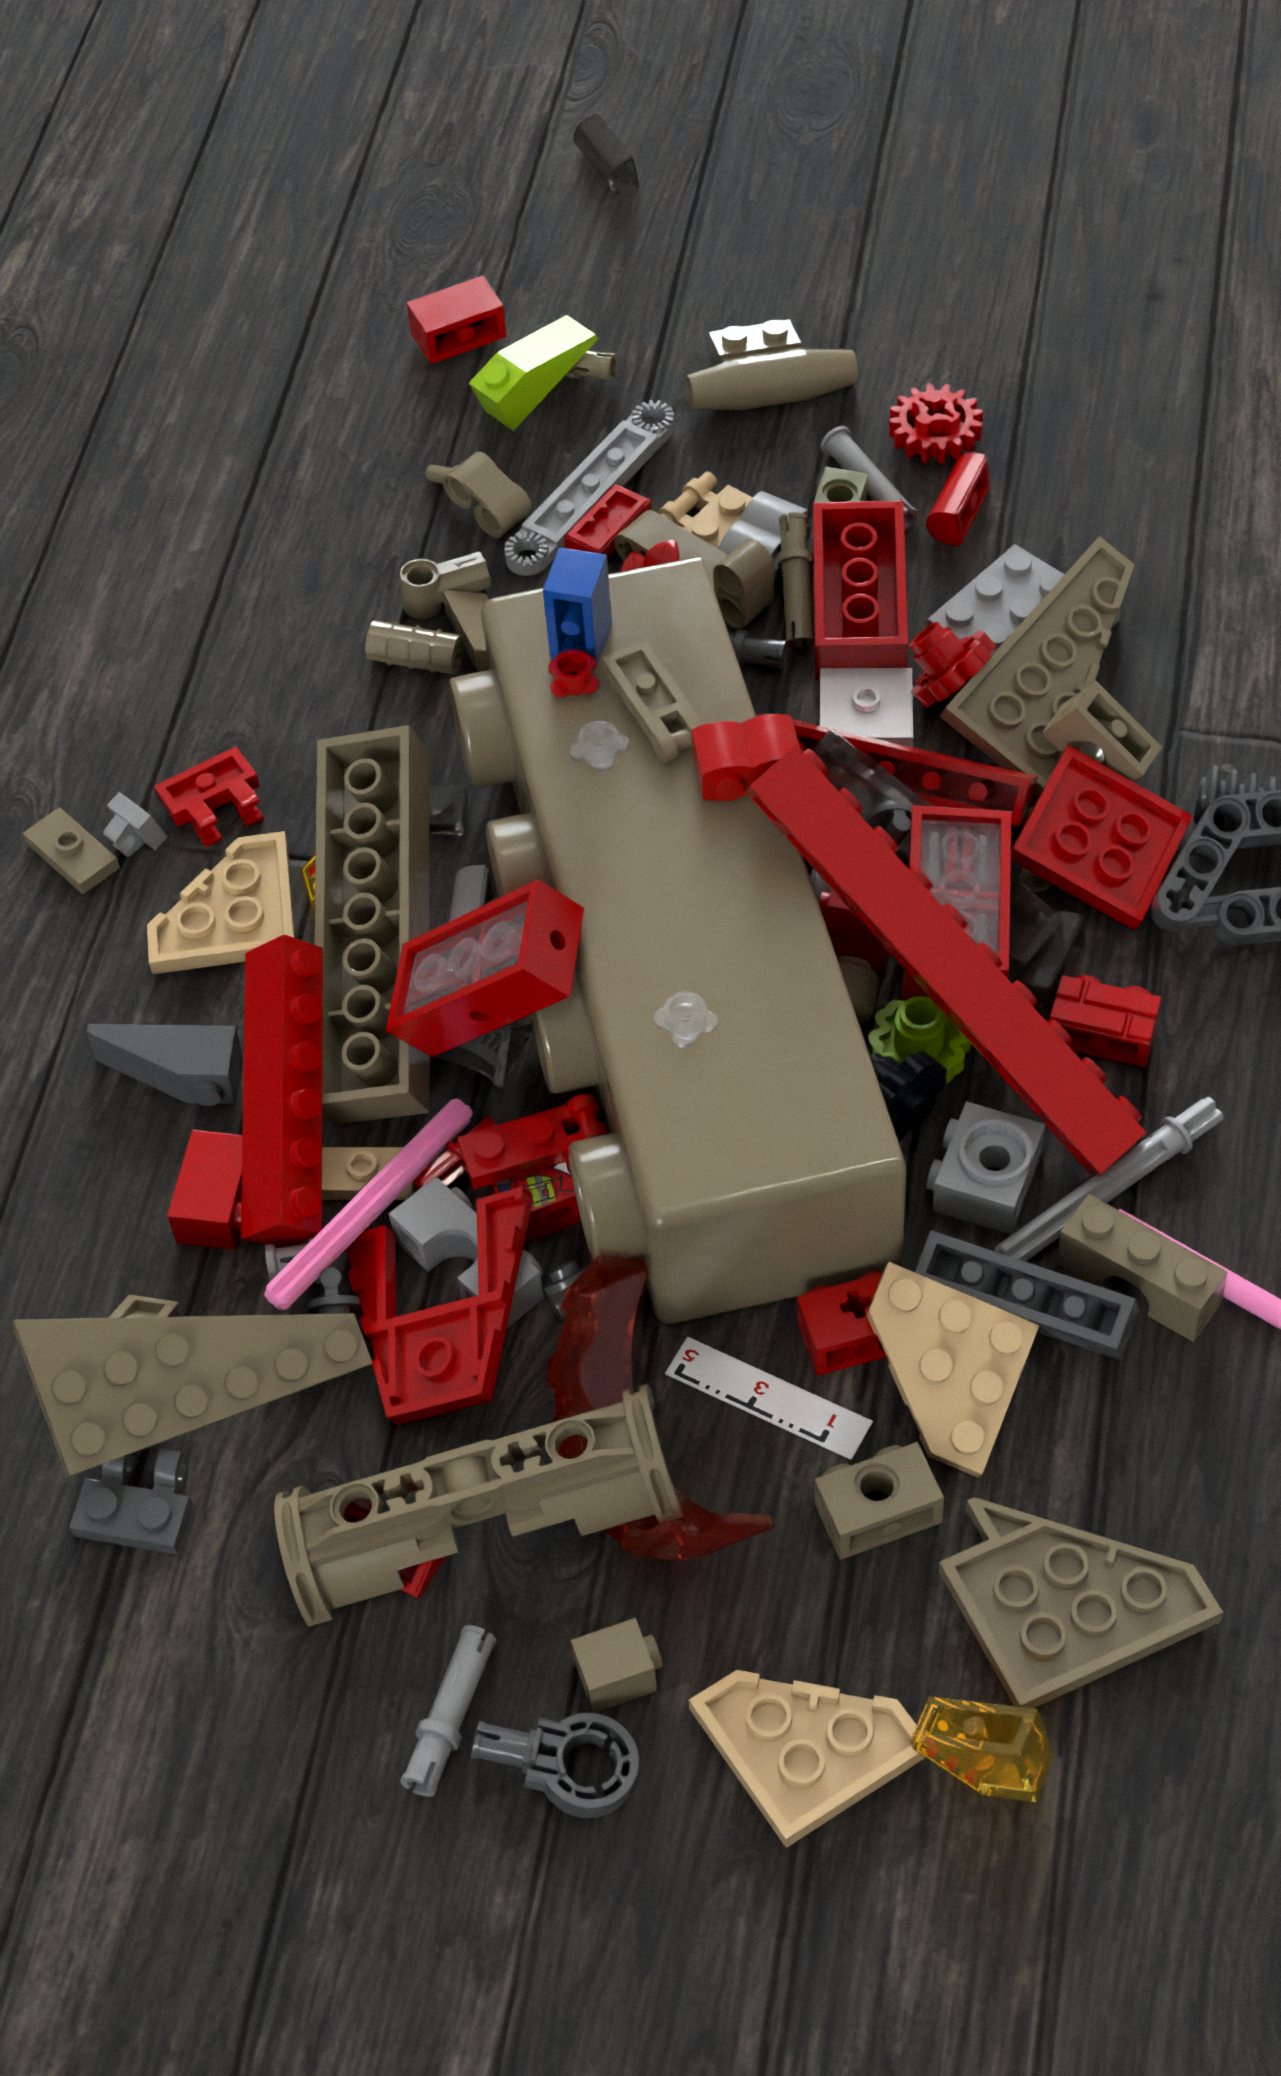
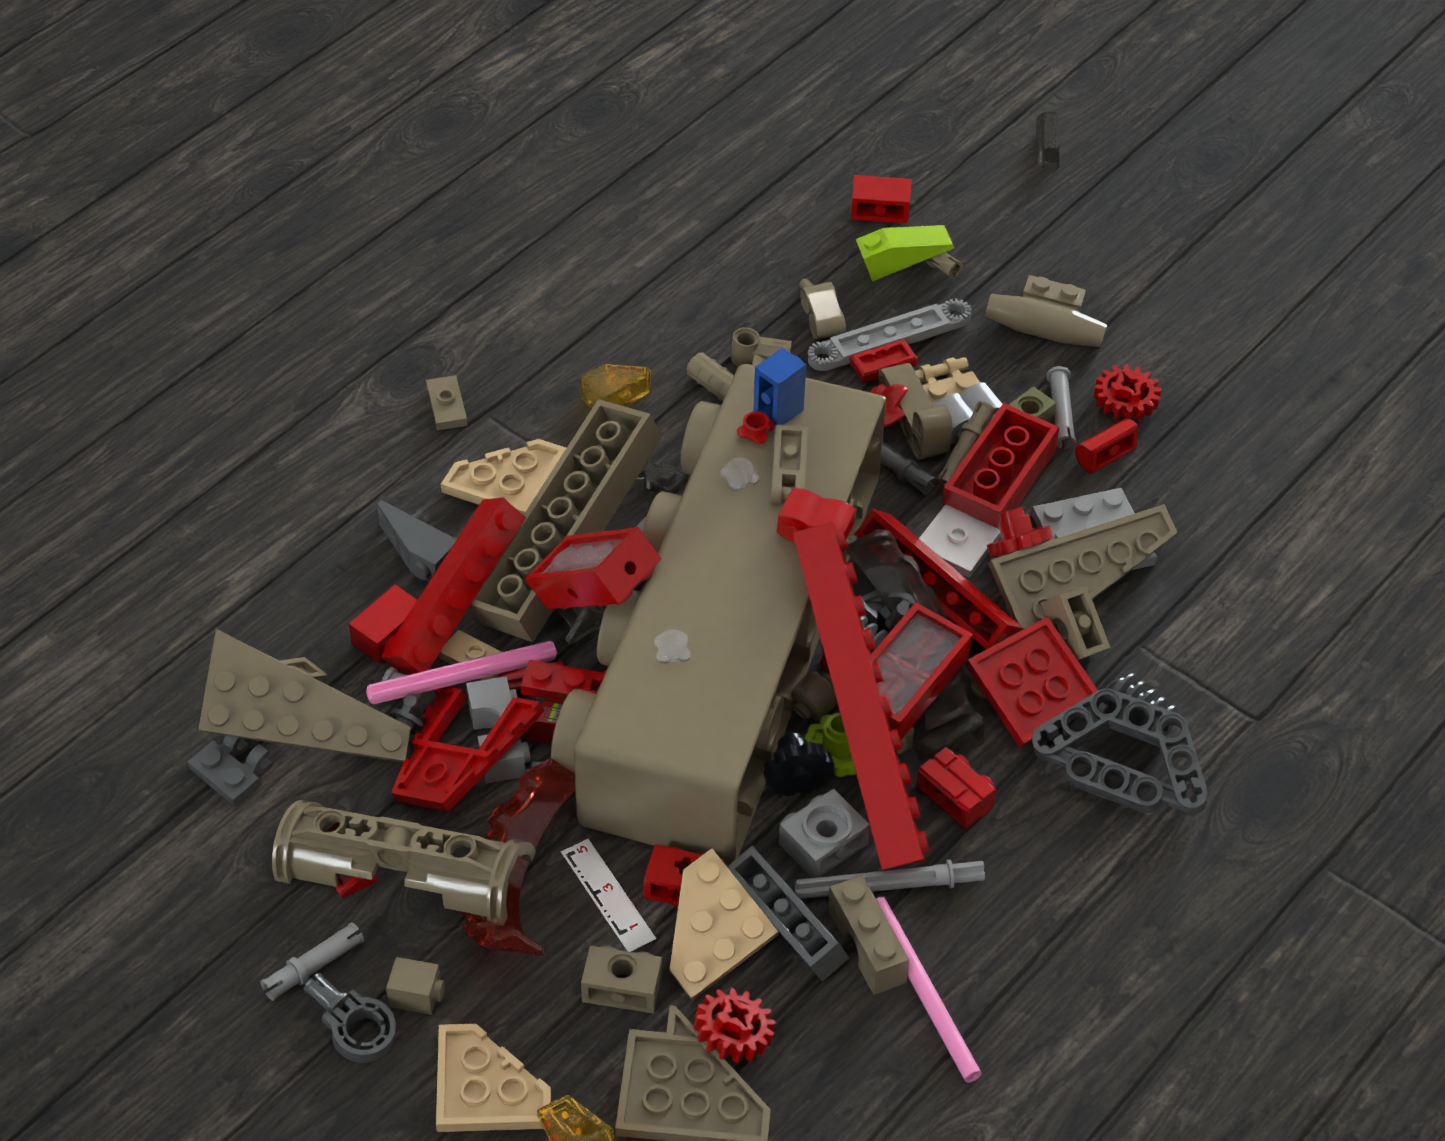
camera: 25 degrees right, 5 degrees down
(132, 827) = (485, 405): light grey tile -> none
(207, 786) = (543, 403): red plate -> none
(286, 722) = (615, 384): none -> clear yellow slope
(1067, 1480) = (734, 1025): none -> red gear

